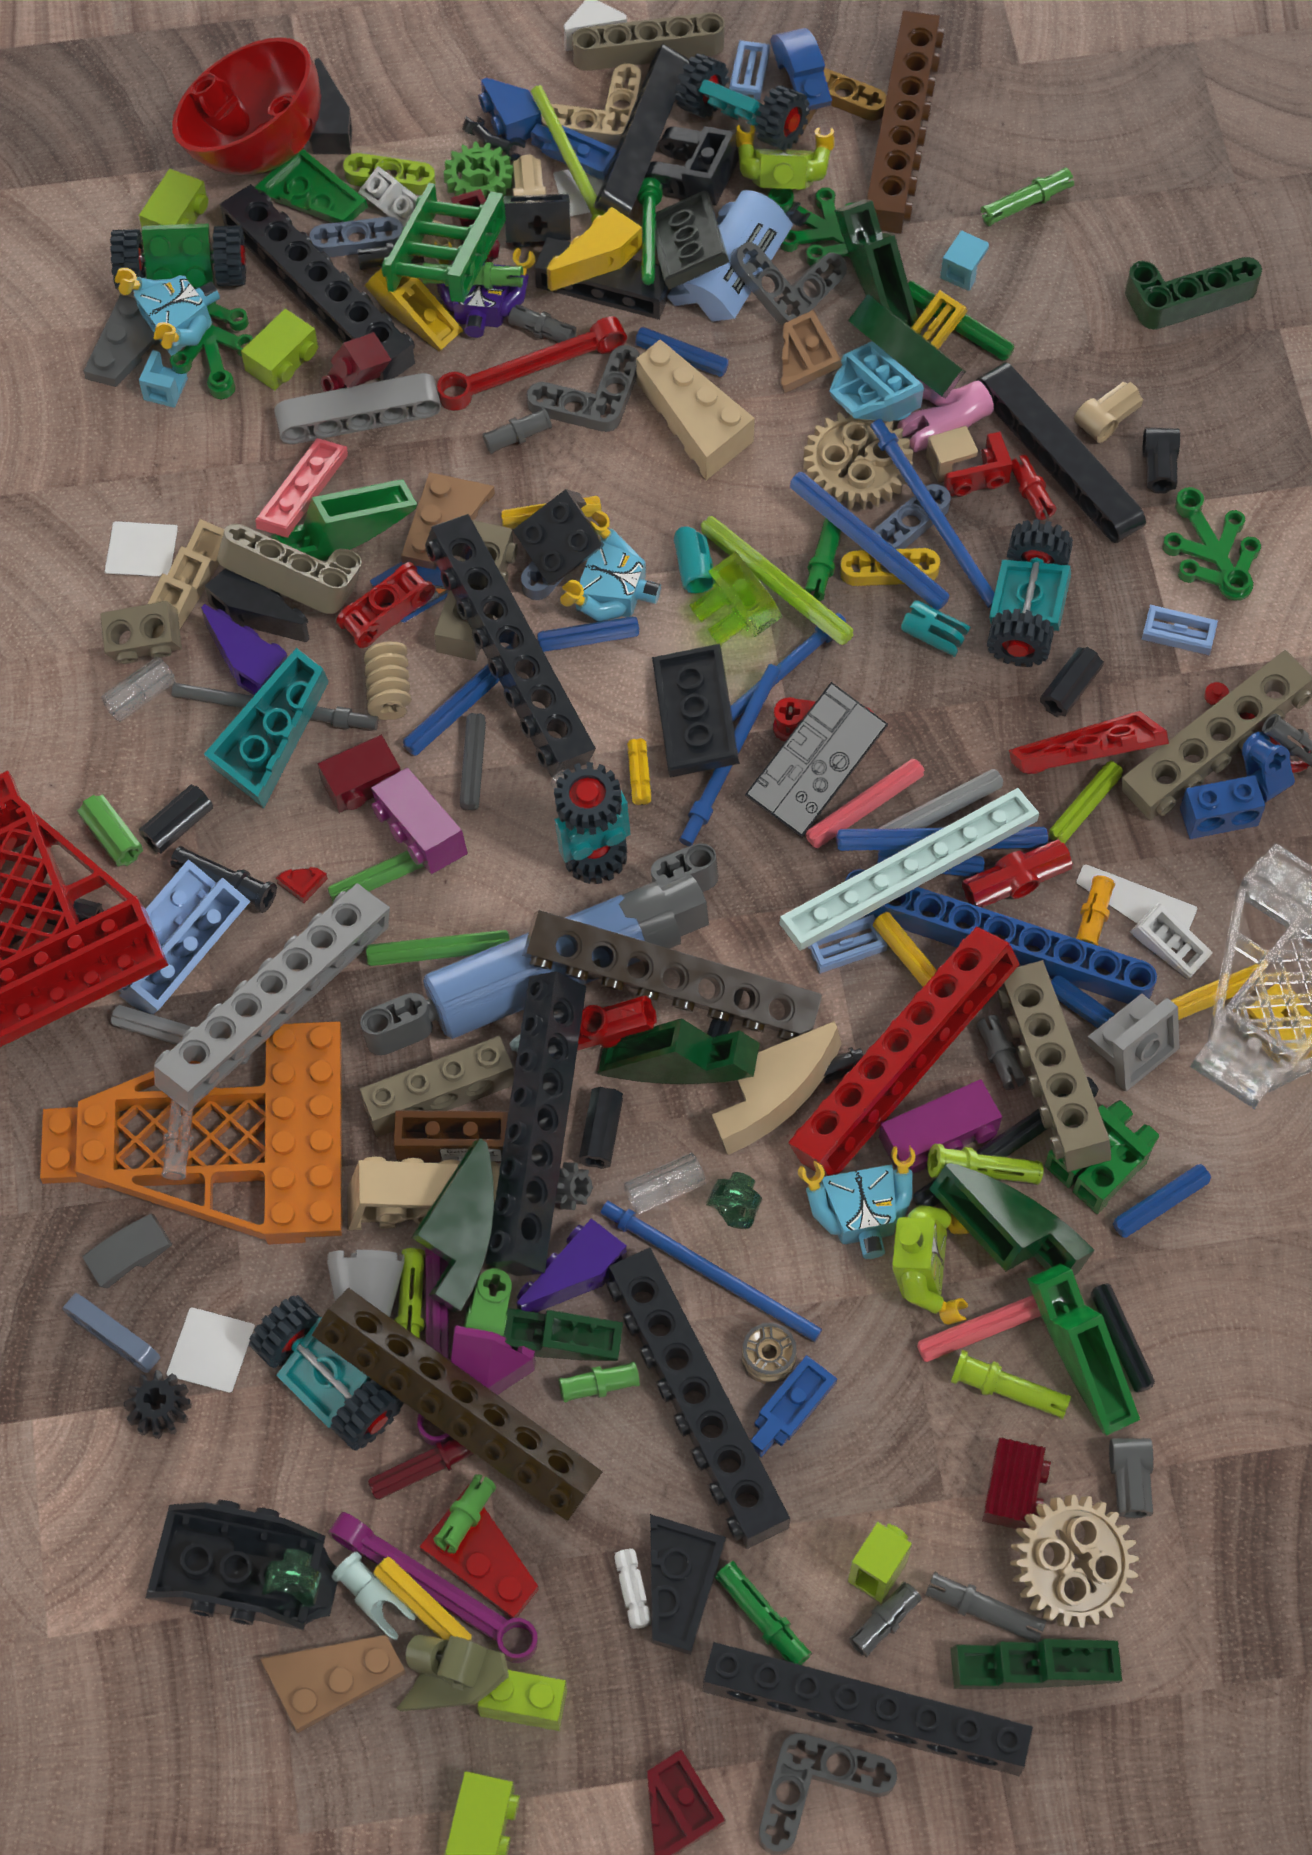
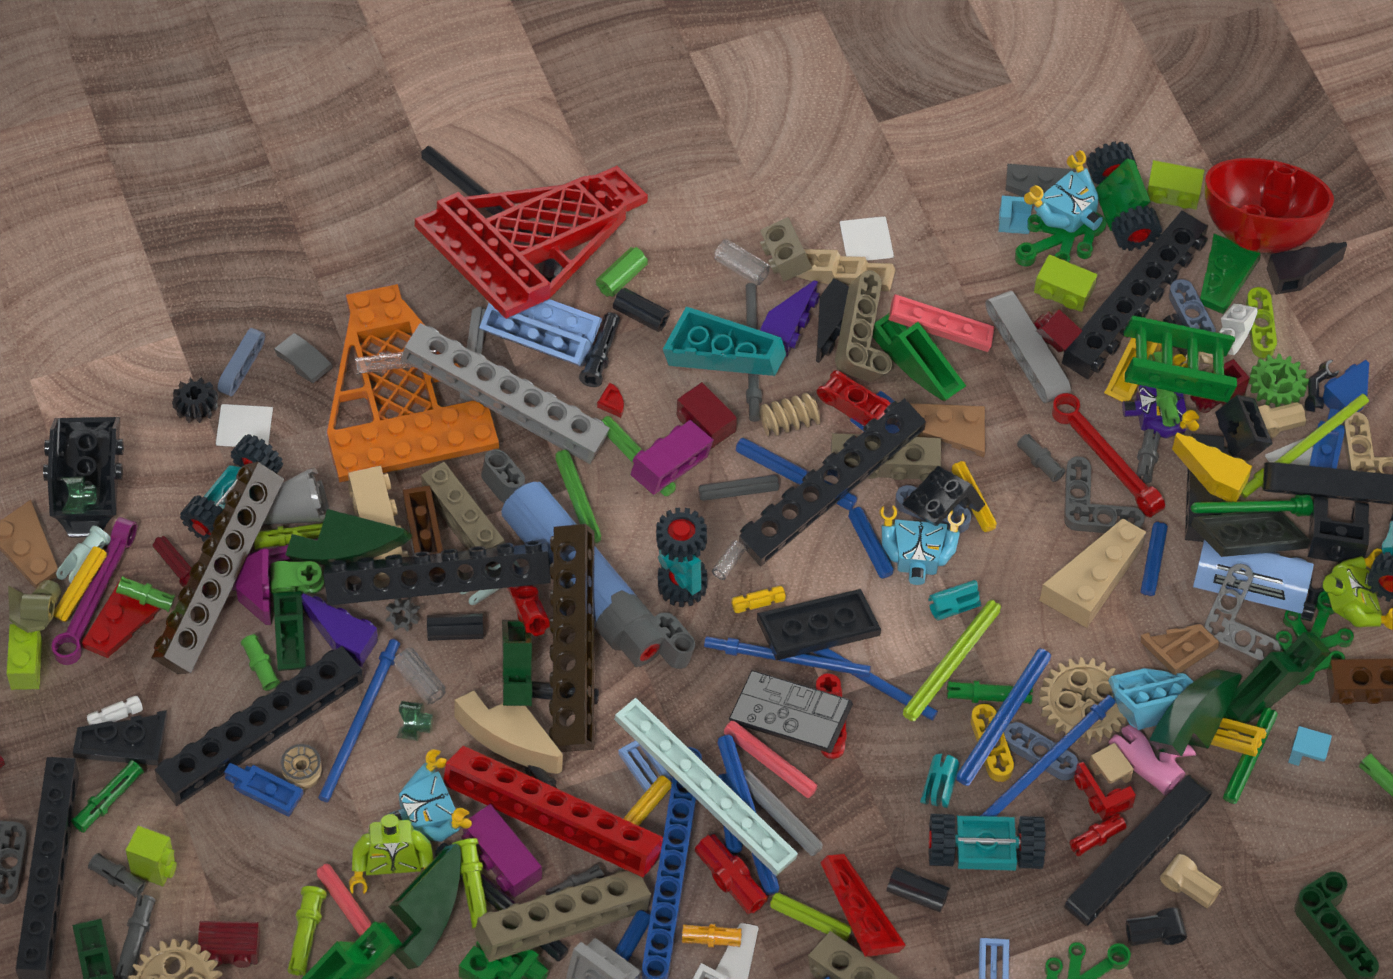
camera: 75 degrees right, 5 degrees down
(739, 588) = (927, 636): clear neon green brick -> none

